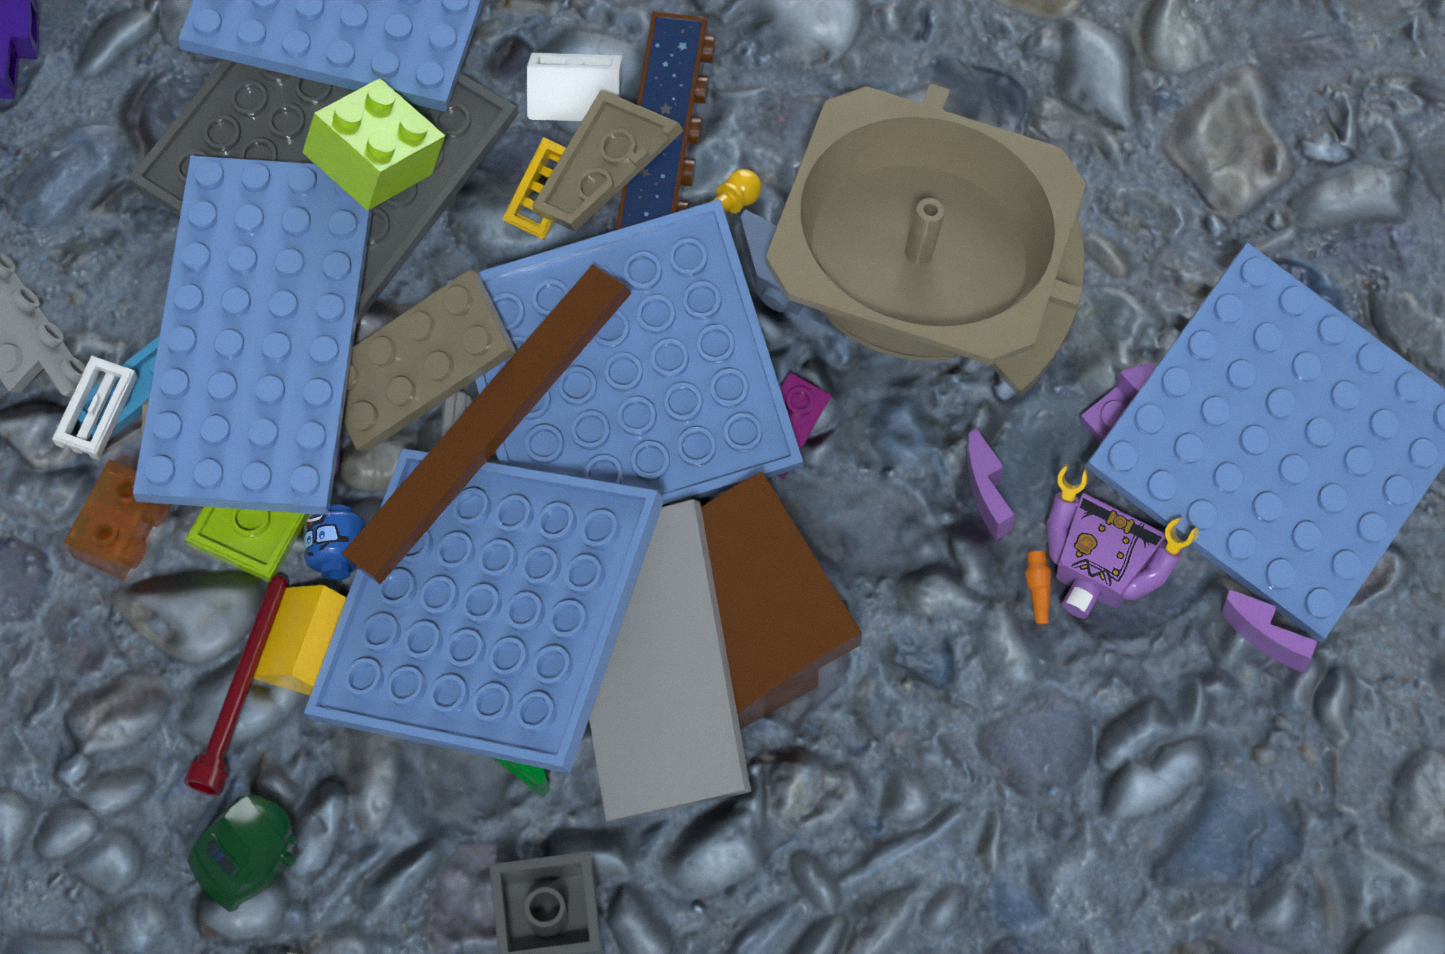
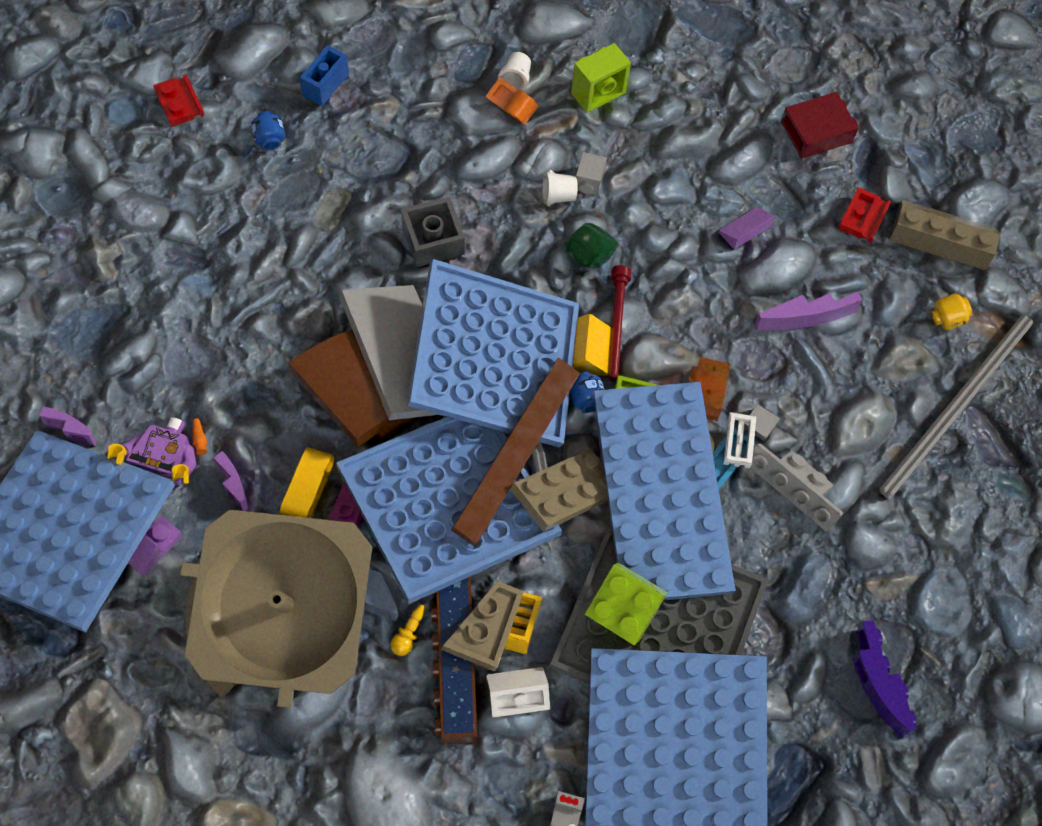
camera: 160 degrees right, 5 degrees down
(40, 454) = (764, 422): none -> light grey tile
(859, 458) = (307, 483): none -> yellow beam

